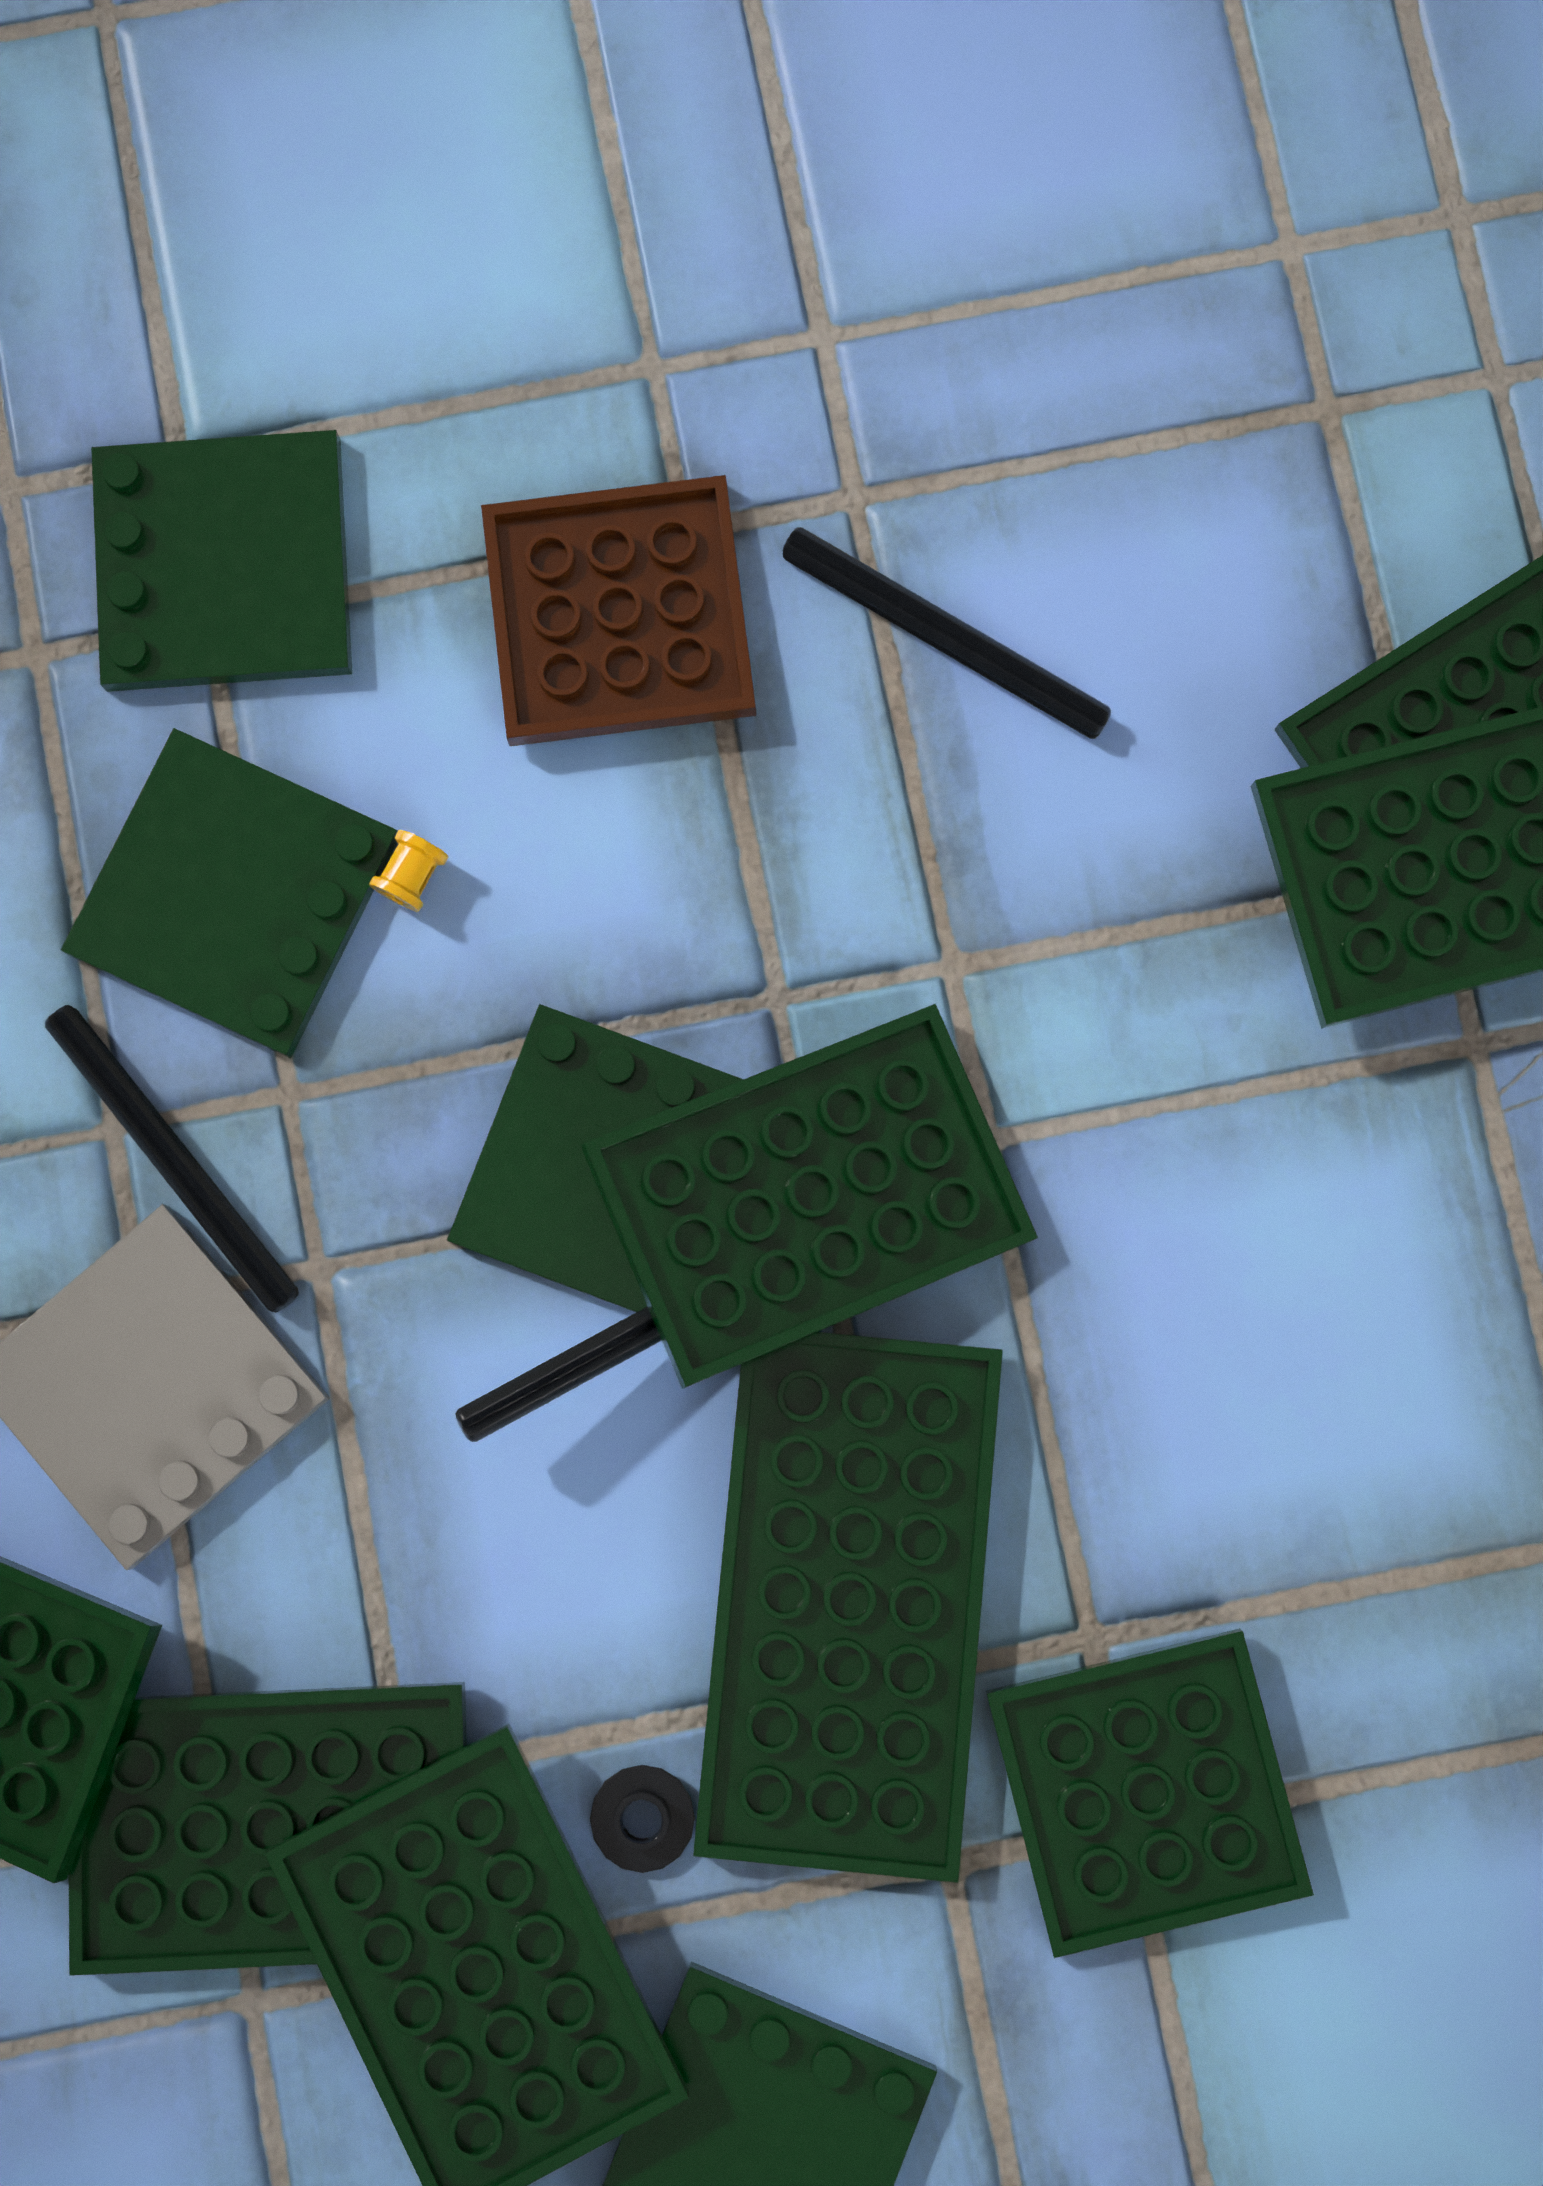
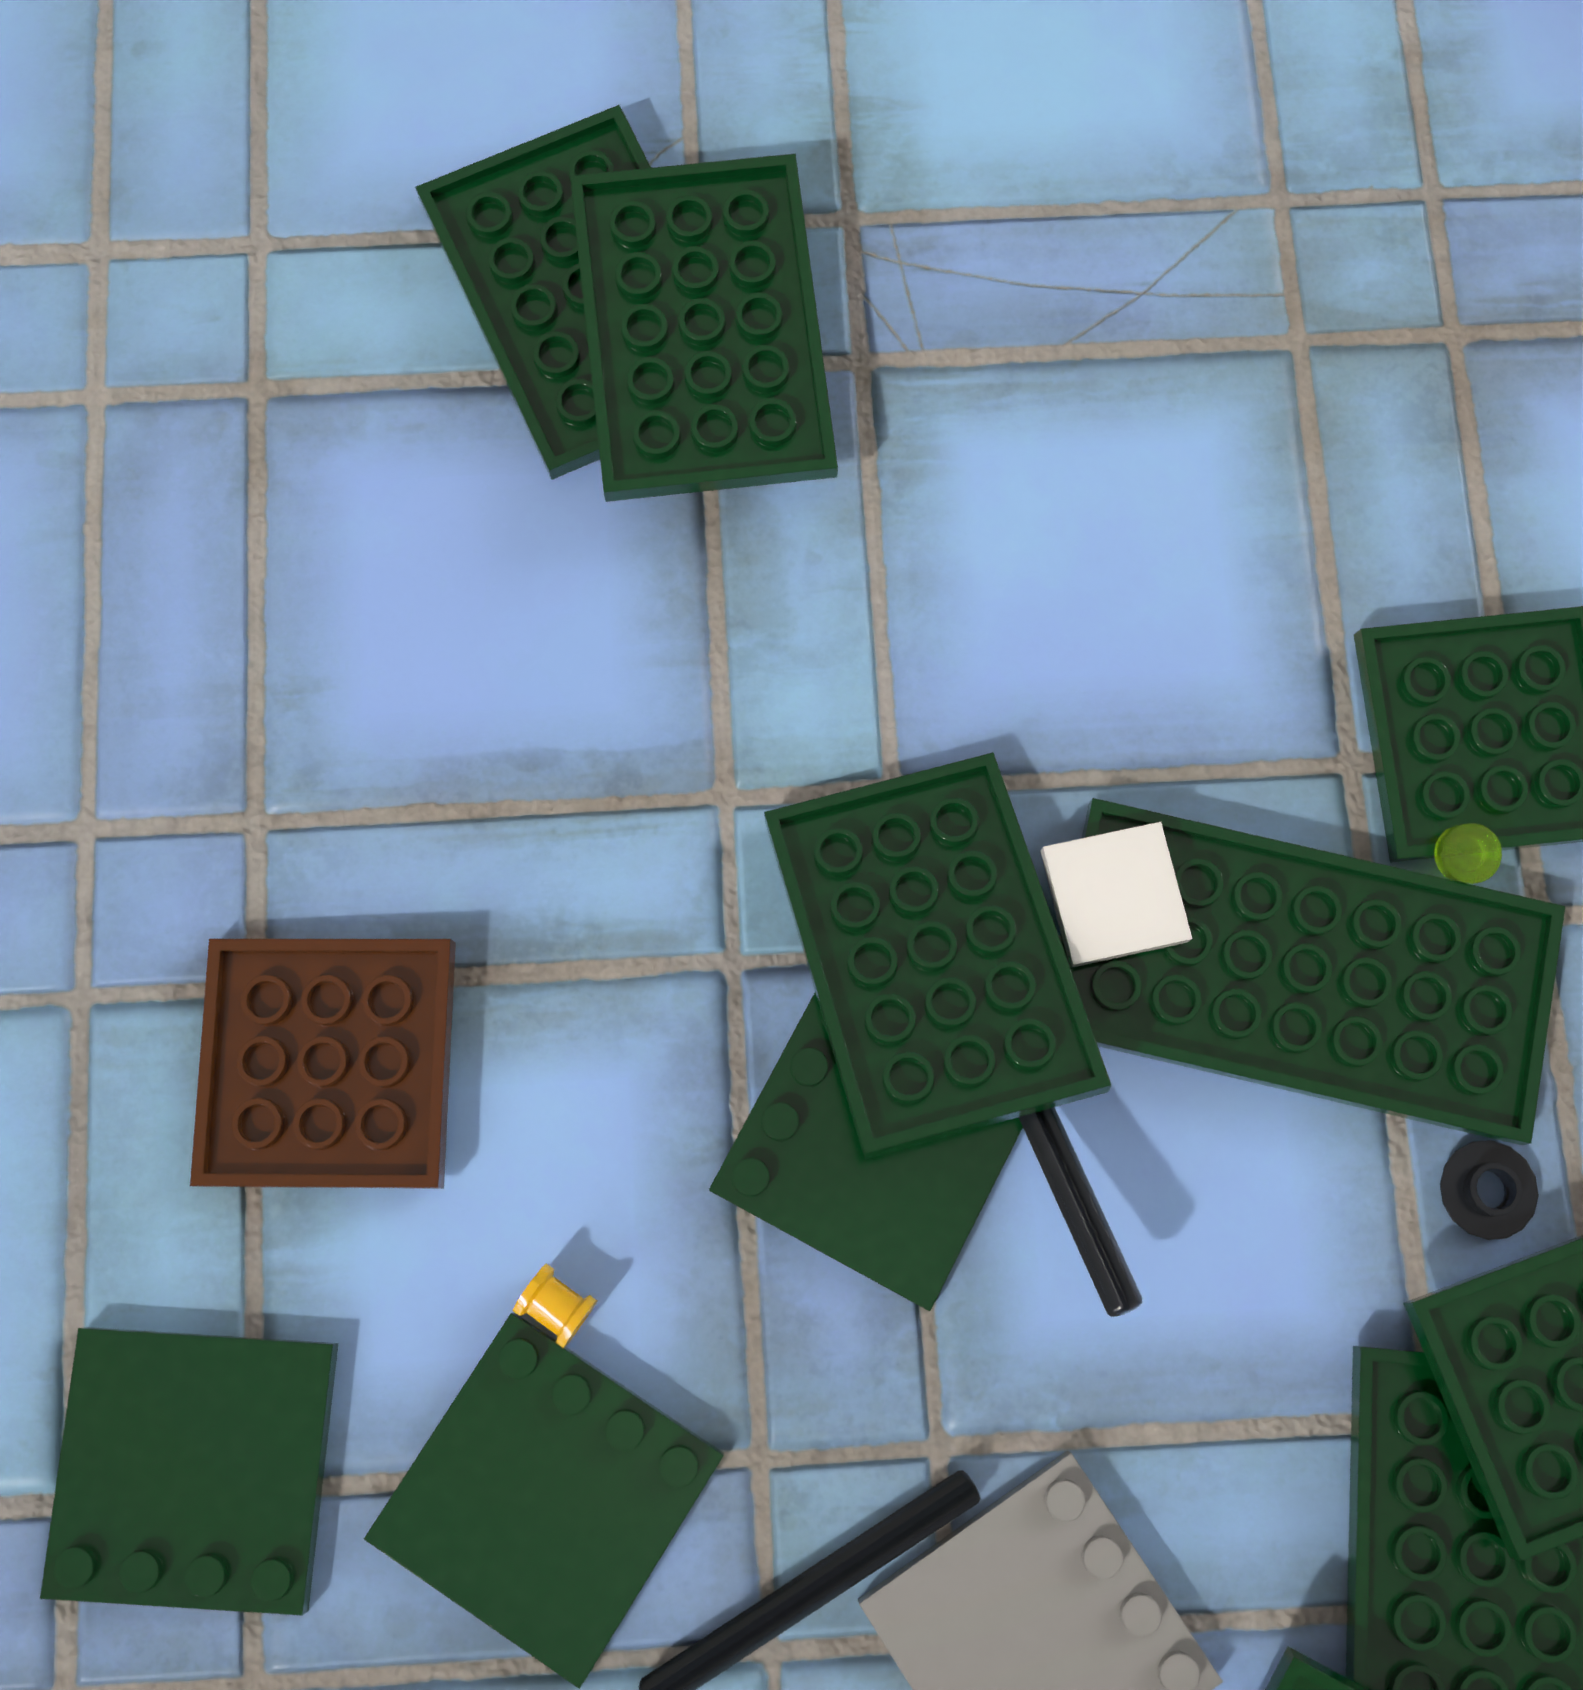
camera: 90 degrees left, 5 degrees down
(897, 1381) = (1115, 894): none -> white tile
(946, 633) = (404, 757): black axle -> none
(1001, 1769) = (1468, 853): none -> clear neon green tile

